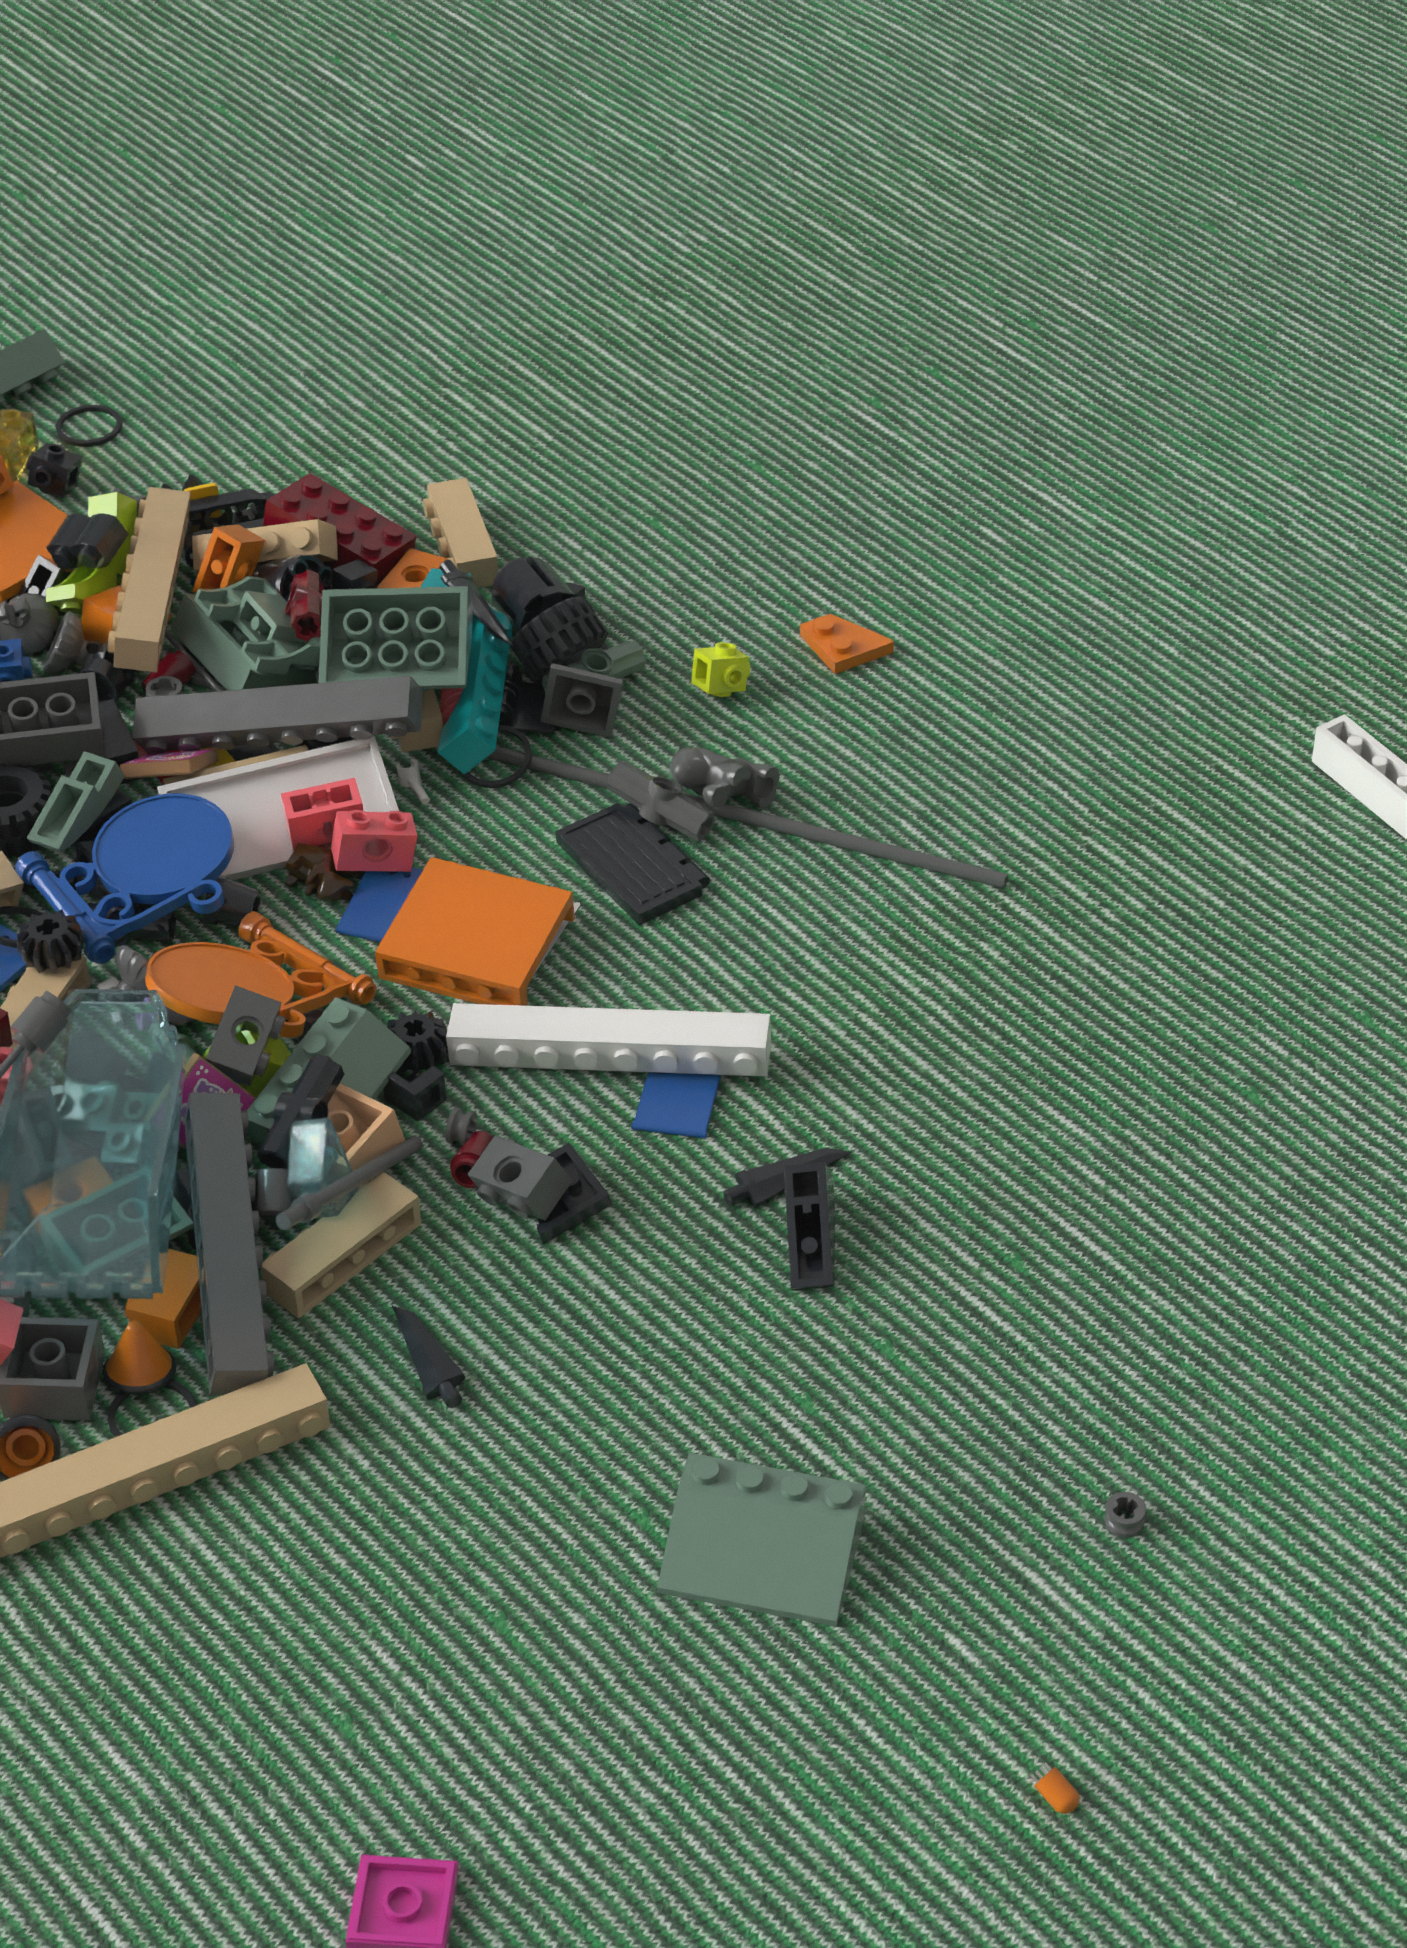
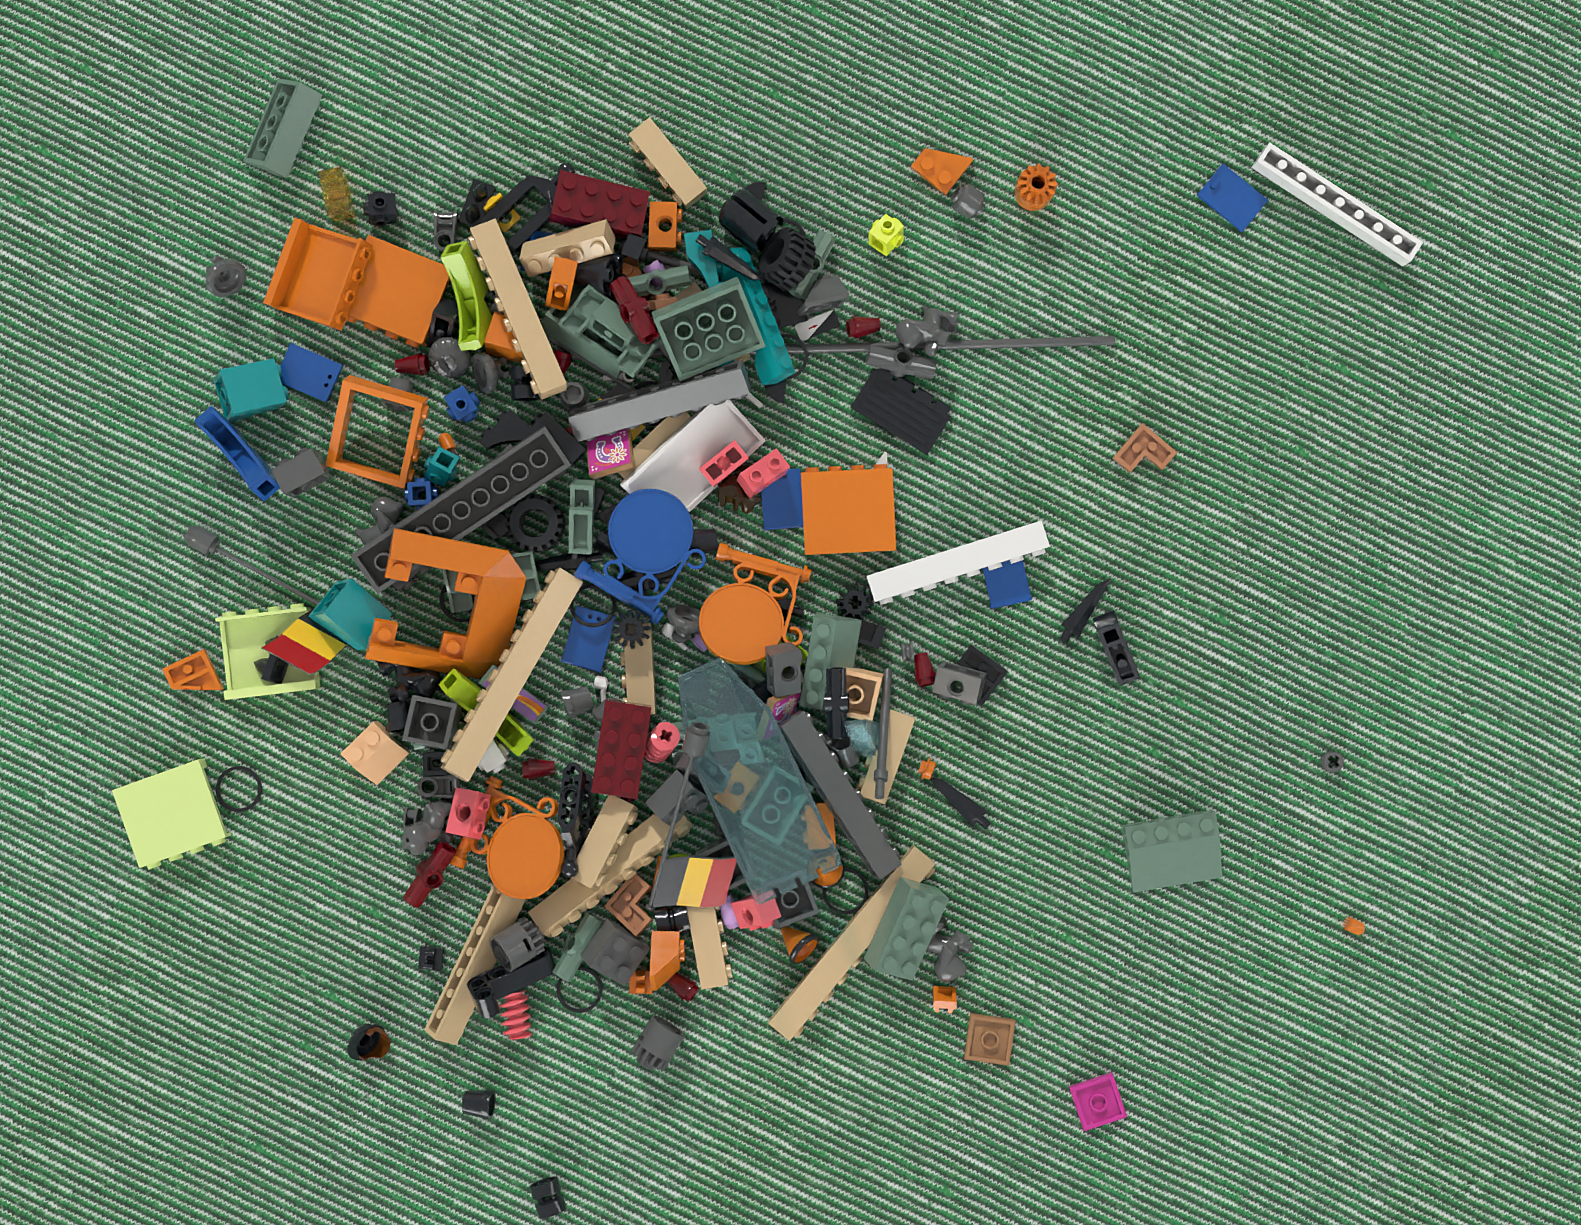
camera: 25 degrees left, 45 degrees up
(87, 541) = (463, 298): black brick -> none
(88, 408) = (364, 121): black piece -> none
(214, 1464) = (906, 928): none -> sand green brick
(224, 1622) = (944, 998): none -> orange tile
(260, 1723) = (989, 1039): none -> medium nougat tile
(268, 1535) = (948, 964): none -> dark grey animal
(398, 1287) = (927, 769): none -> orange plate
(459, 786) = (776, 391): none -> black tile
(565, 744) = (817, 325): none -> sticker
(622, 749) = (862, 326): none -> dark red cone
(861, 674) = (968, 201): none -> dark grey head
(967, 680) = (1033, 198): none -> orange gear
(986, 999) = (1144, 443): none -> nougat plate
(1268, 786) = (1232, 197): none -> blue container

